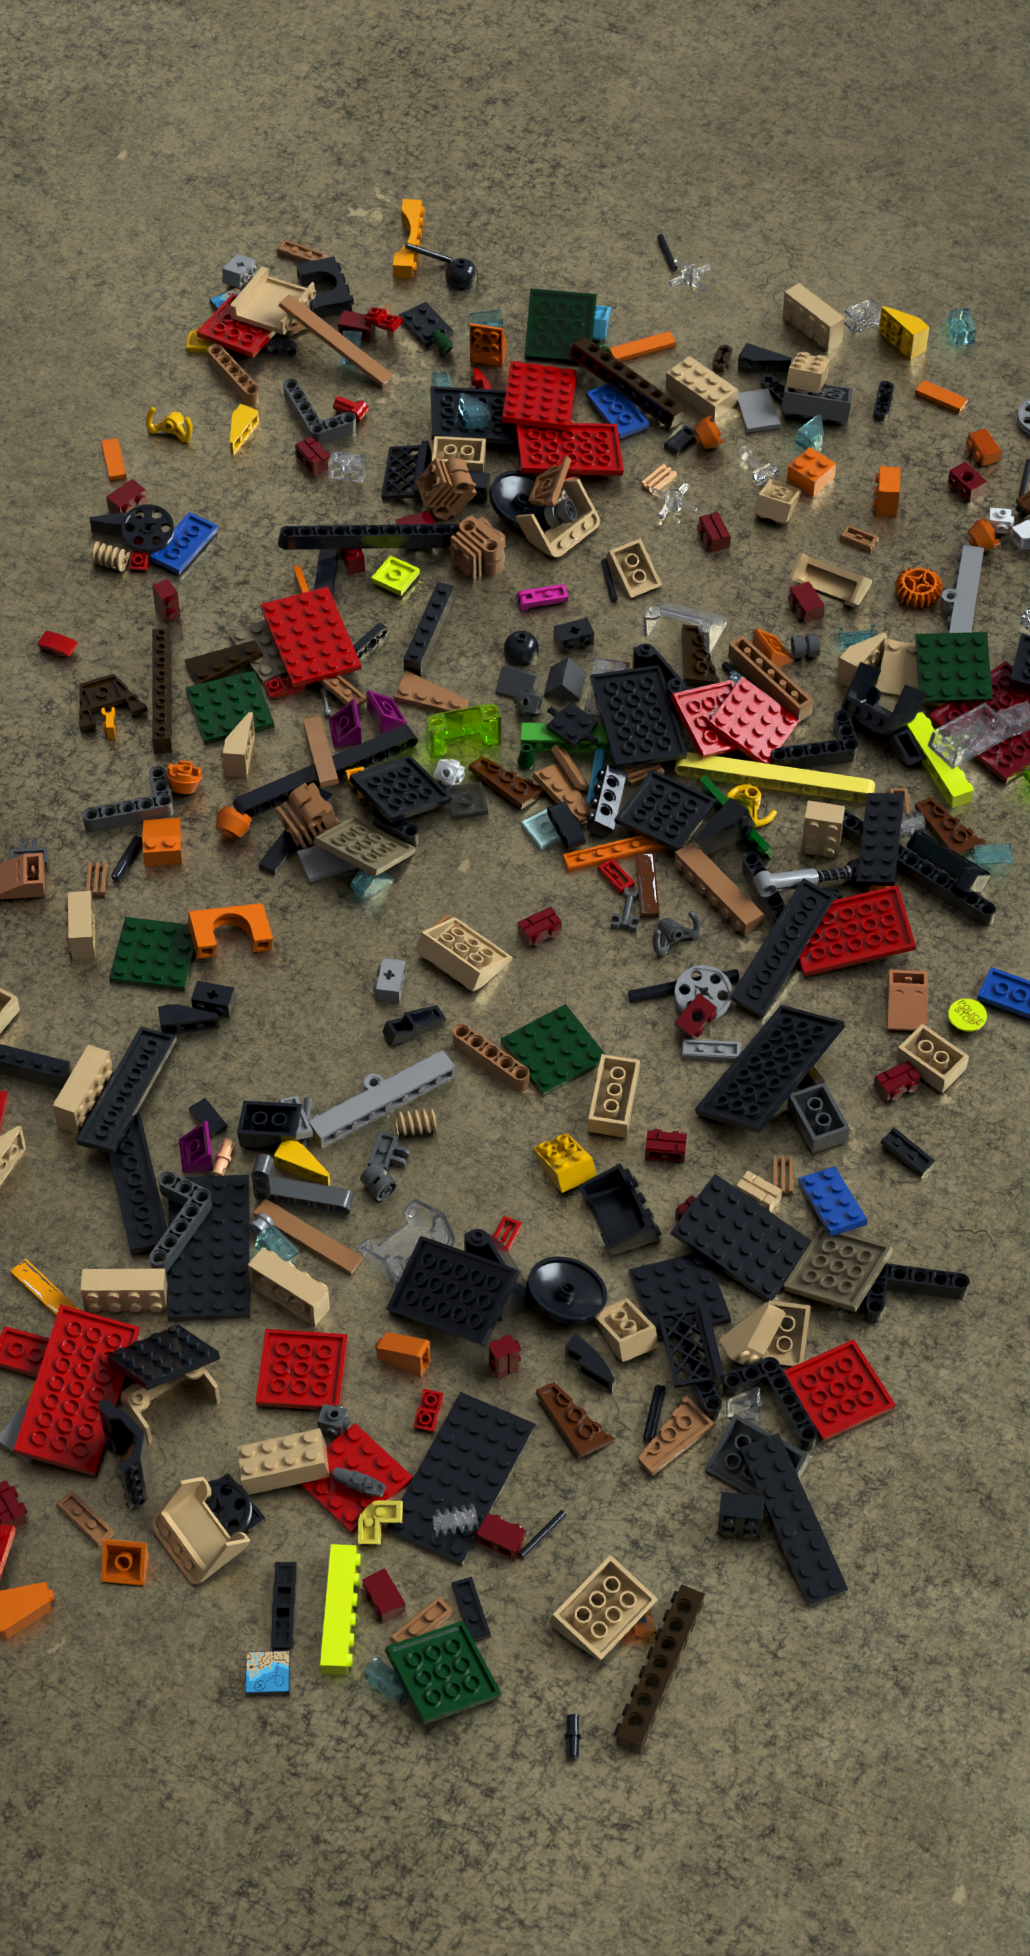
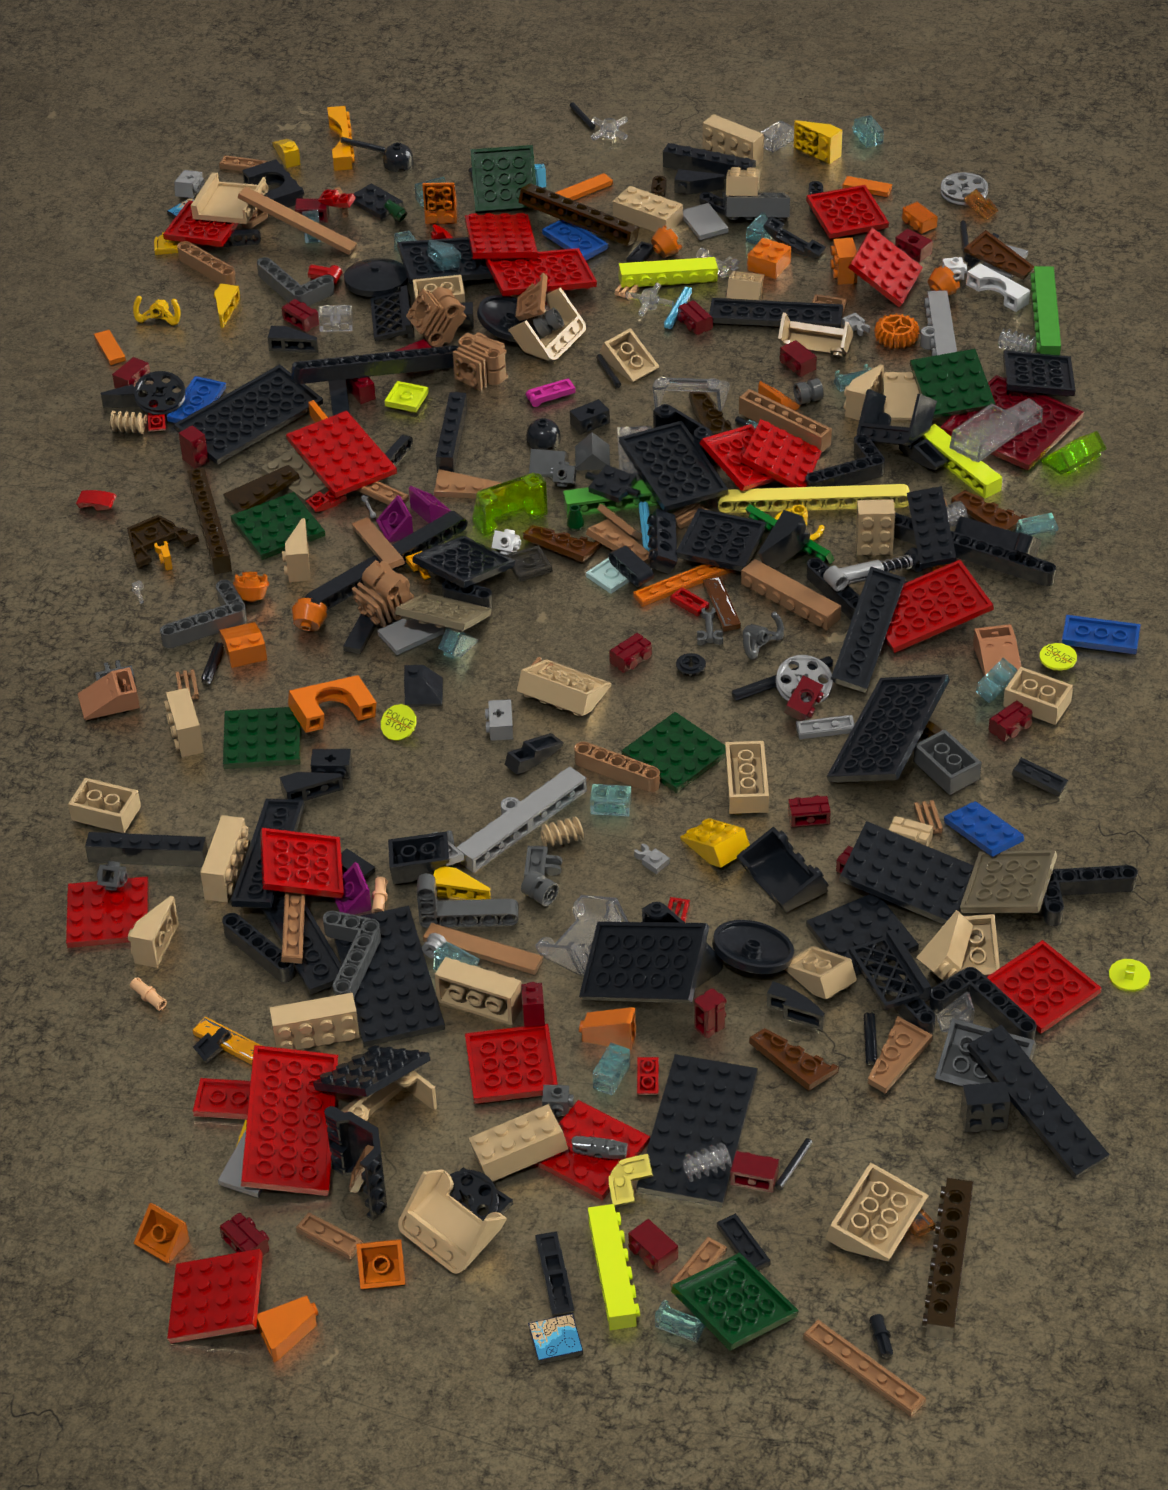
camera: 10 degrees left, 10 degrees down
(22, 1291) = (210, 1046): none -> black plate
(74, 755) = (137, 587): none -> clear hand
(95, 1200) = (257, 947): none -> black beam
(133, 1169) = (293, 928): none -> medium nougat tile
(154, 1110) = (301, 863): none -> red plate
(231, 569) = (250, 413): none -> black plate
(290, 964) = (398, 722): none -> neon yellow piece
(292, 483) = (291, 340): none -> black slope
(324, 927) = (422, 687): none -> black slope
(337, 1311) = (533, 1004): none -> dark red brick
(349, 246) = (287, 152): none -> yellow slope
(394, 1396) = (611, 1068): none -> clear light blue brick
(400, 421) = (375, 277): none -> black dish
(473, 1098) = (610, 800): none -> clear light blue brick
(498, 1169) = (652, 860): none -> light grey plate
(548, 1765) = (864, 1368): none -> medium nougat tile
(591, 946) = (684, 660): none -> black gear
(701, 470) = (668, 272): none -> neon yellow brick
(704, 510) = (672, 317): none -> medium azure axle
(777, 336) = (701, 160): none -> black brick
(792, 539) = (770, 312): none -> black plate
(840, 453) = (775, 230): none -> black slope
(879, 568) = (857, 323): none -> light grey plate
(894, 1033) = (996, 680): none -> clear light blue brick
(909, 426) = (847, 211): none -> red plate
(927, 508) = (885, 267): none -> red plate
(929, 1393) = (1129, 975): none -> neon yellow piece

